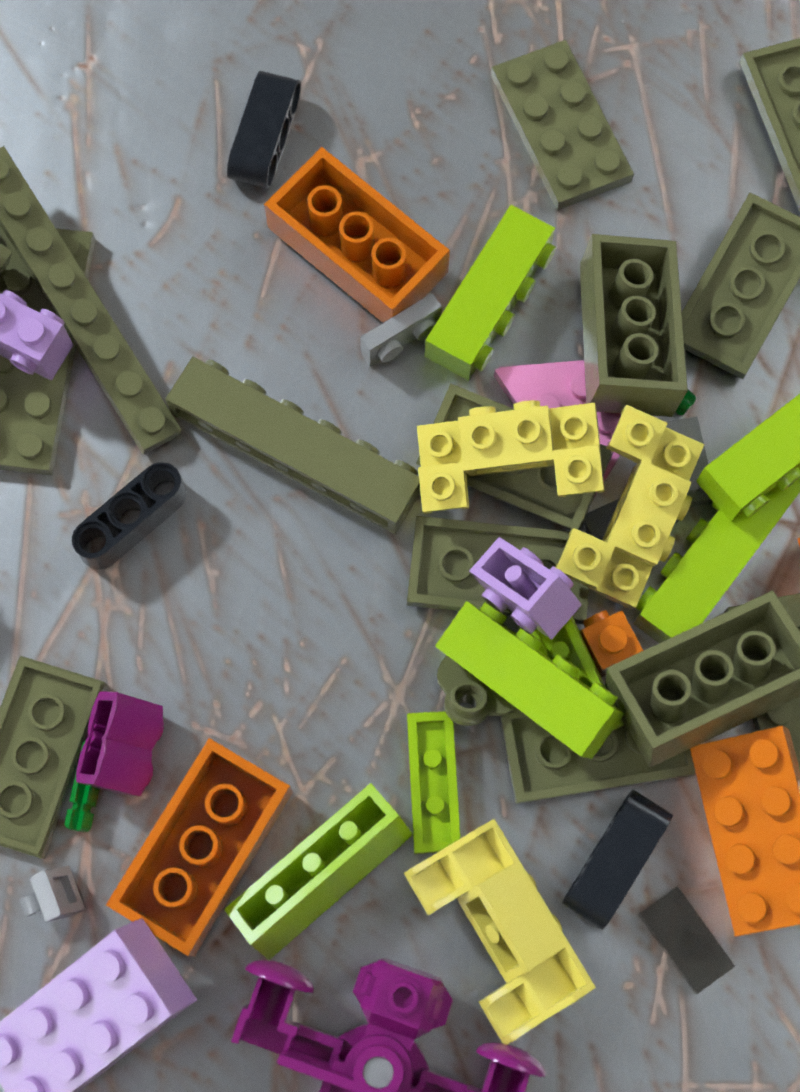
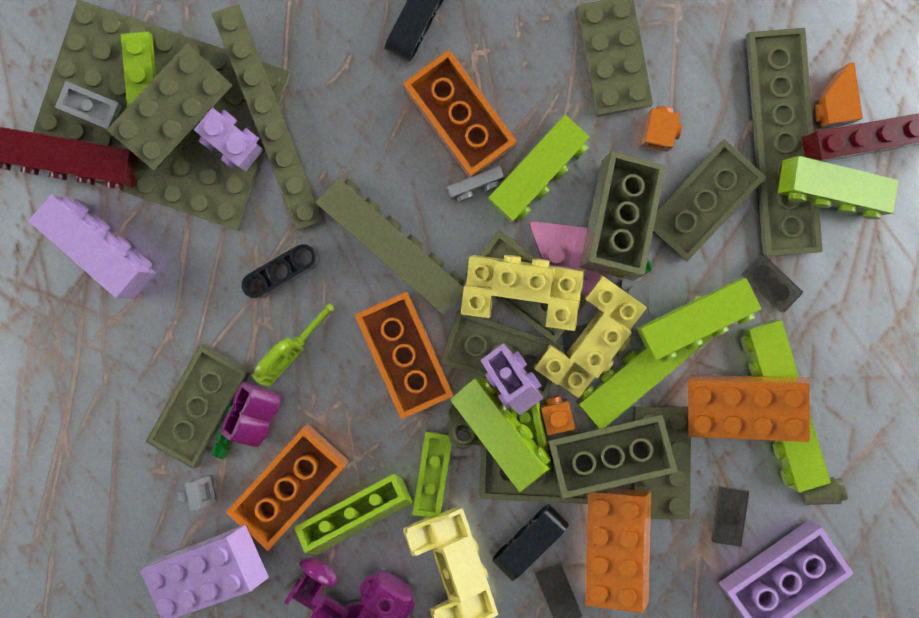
camera: 10 degrees right, 15 degrees up
(156, 639) = (285, 352): none -> lime piece
(348, 597) = (404, 355): none -> orange brick
(655, 203) = (661, 129): none -> orange brick

